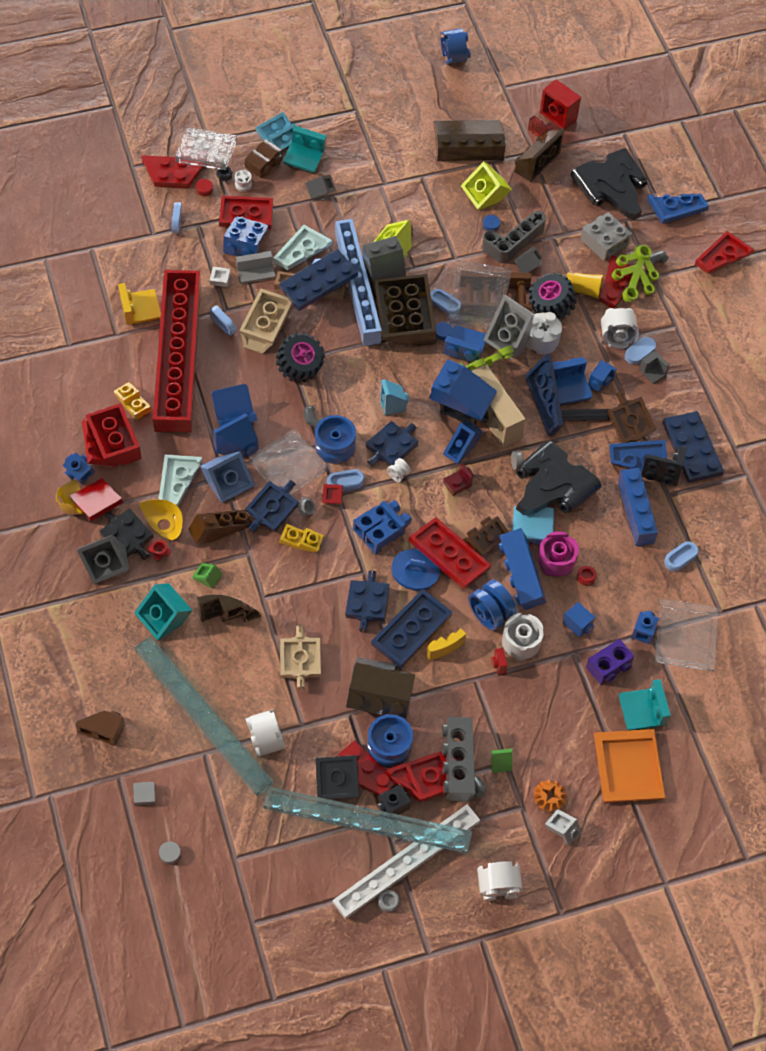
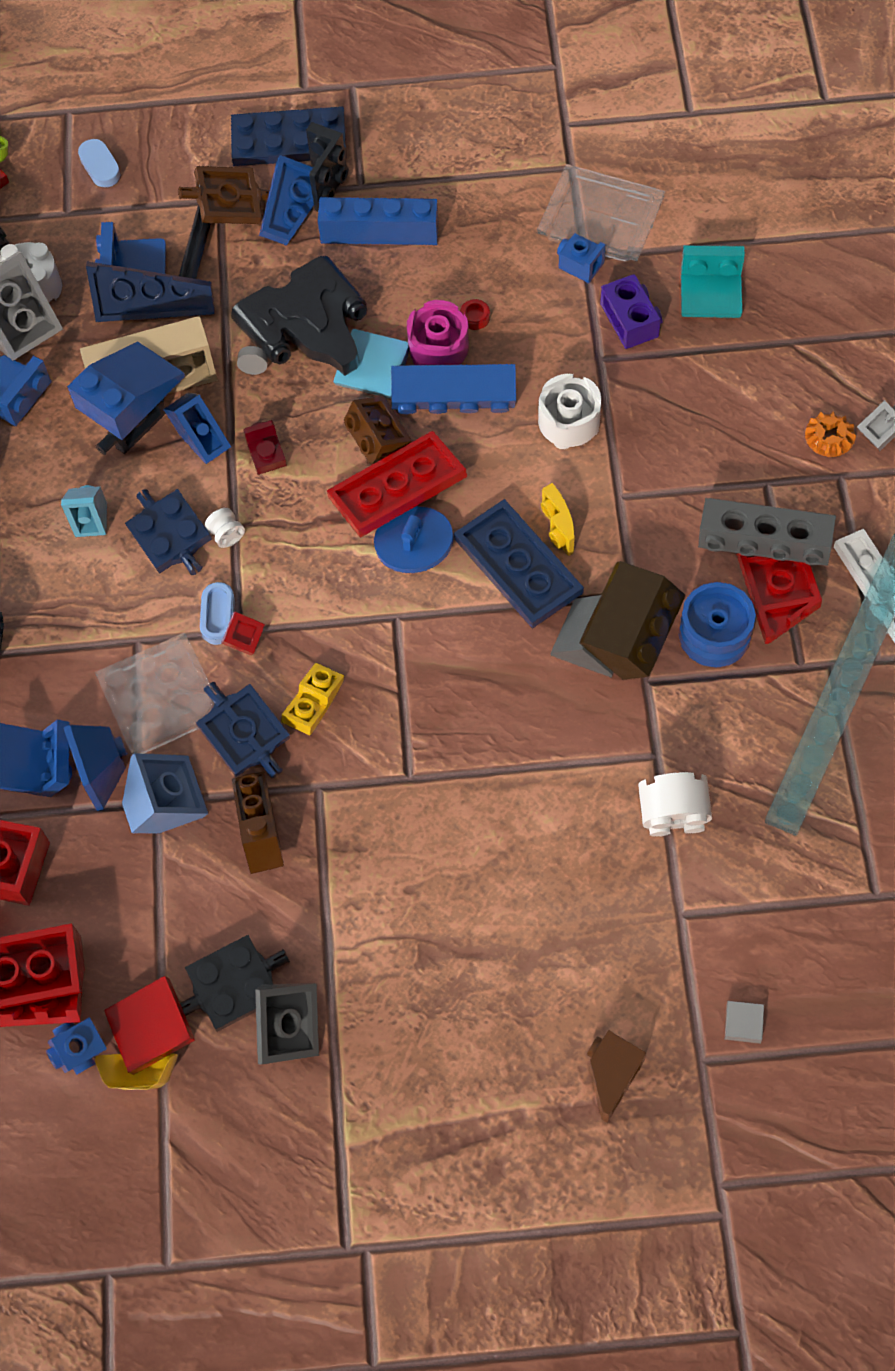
camera: 70 degrees left, 5 degrees up
(158, 510) = (232, 892): yellow piece -> none
(159, 545) = (277, 921): red plate -> none
(162, 610) = (406, 940): teal slope -> none
(169, 853) = (857, 995): light grey tile -> none
(177, 476) = (141, 880): light aqua wing -> none
(204, 716) = (609, 907): clear light blue plate -> none
(207, 575) = (345, 859): bright green slope -> none
(226, 607) = (434, 825): dark brown slope -> none
(300, 657) = (538, 735): tan plate -> none
(306, 506) = (257, 677): light grey plate -> none
(309, 416) = (80, 644): dark grey arm -> none
(335, 439) = (141, 607): blue wheel -> none
(337, 777) = (767, 712): black plate -> none
(367, 601) = (453, 618): dark blue plate -> none
(371, 774) = (749, 680): red wing -> none
(381, 525) = (319, 559): blue hips -> none
(394, 801) = (817, 641): black brick -> none
(492, 604) = (511, 436): blue wheel -> none
(499, 661) = (602, 451): red plate -> none
(501, 760) = (766, 484): bright green slope -> none
(506, 353) = (69, 357): lime plant -> none
(579, 620) = (553, 335): blue brick -> none
(602, 376) = (132, 218): blue brick -> none
(619, 327) = (56, 171): white brick -> none
(629, 766) = (798, 326): orange piece -> none
(654, 367) = (138, 149): dark grey panel -> none
(681, 556) = (470, 191): light blue tile -> none

